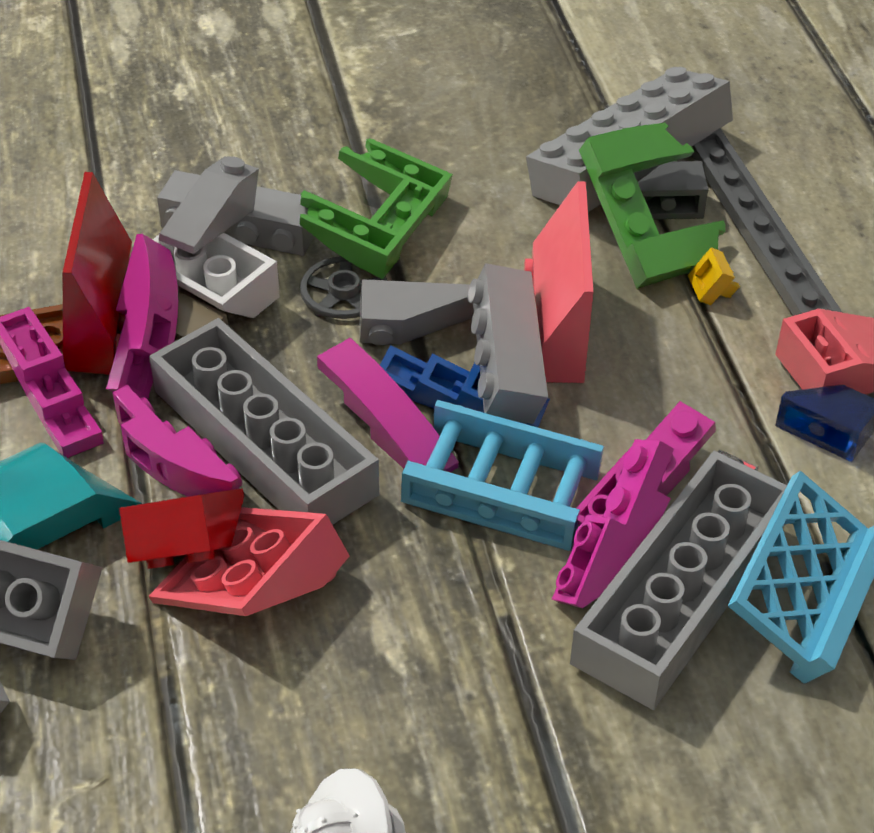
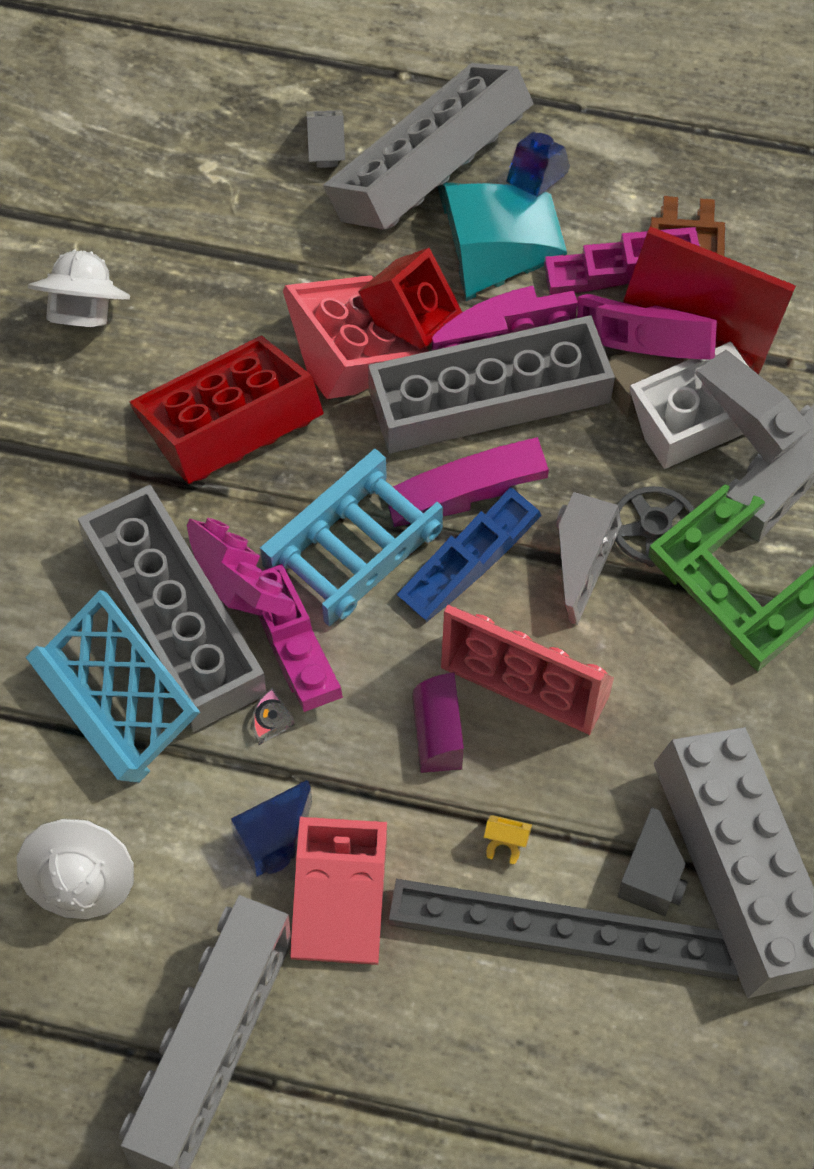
camera: 115 degrees right, 15 degrees up
(407, 646) = (228, 408): none -> red slope
(508, 343) = (481, 585): light grey brick -> none
(611, 165) = (662, 770): bright green wedge -> none
(649, 347) = (438, 724): none -> magenta brick

